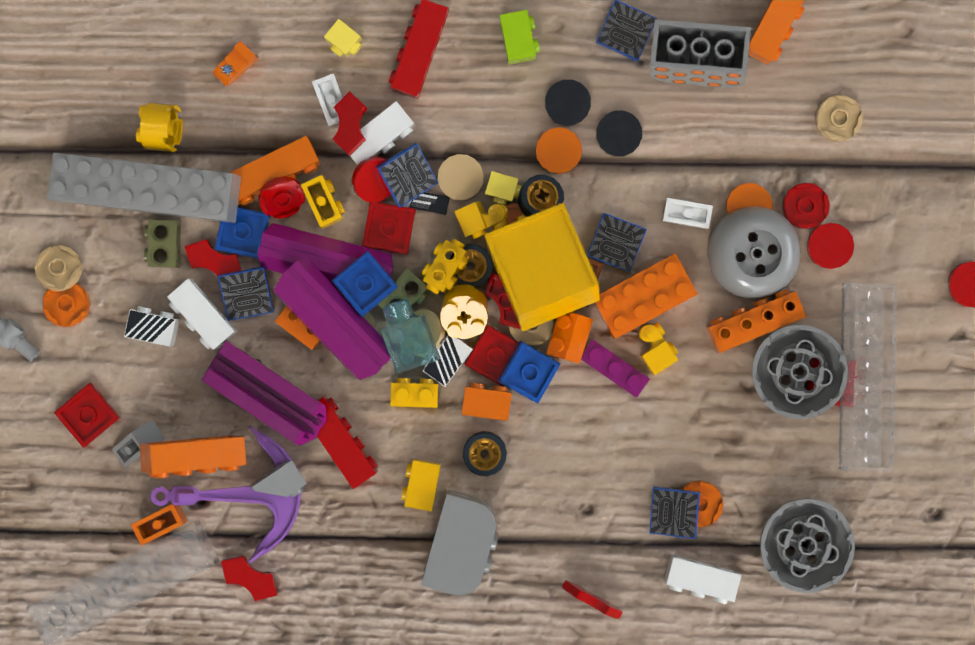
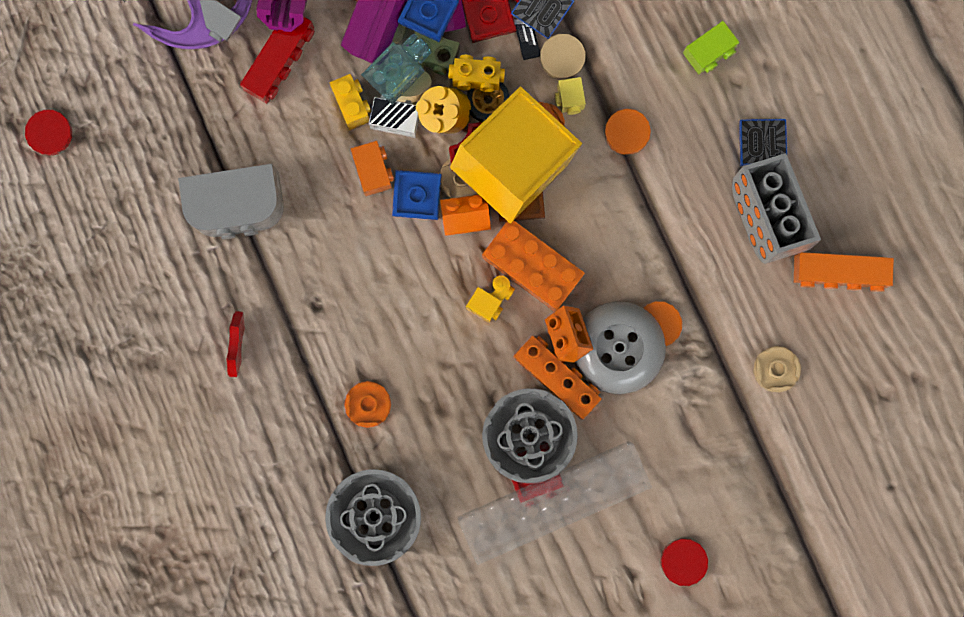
camera: 60 degrees right, 5 degrees down
(258, 583) = (121, 27): red tile -> none
(422, 484) = (271, 144): yellow brick -> none
(475, 220) = (534, 82): yellow brick -> none
(490, 464) = (314, 184): wheel -> none
(491, 354) = (418, 154): red tile -> none
(538, 185) = (587, 125): wheel -> none
(568, 102) = (674, 120): black tile -> none
(614, 368) = (455, 270): magenta plate -> none
(616, 242) = (569, 220): tile -> none
(619, 133) = (668, 178): black tile -> none
(674, 512) = (349, 383): tile -> none
(687, 213) = (625, 271): white plate -> none
(702, 579) = (299, 436): white brick -> none
(724, 293) = (568, 334): none -> orange brick
(805, 205) = (683, 376): red tile -> none
(830, 246) = (658, 415): red tile -> none

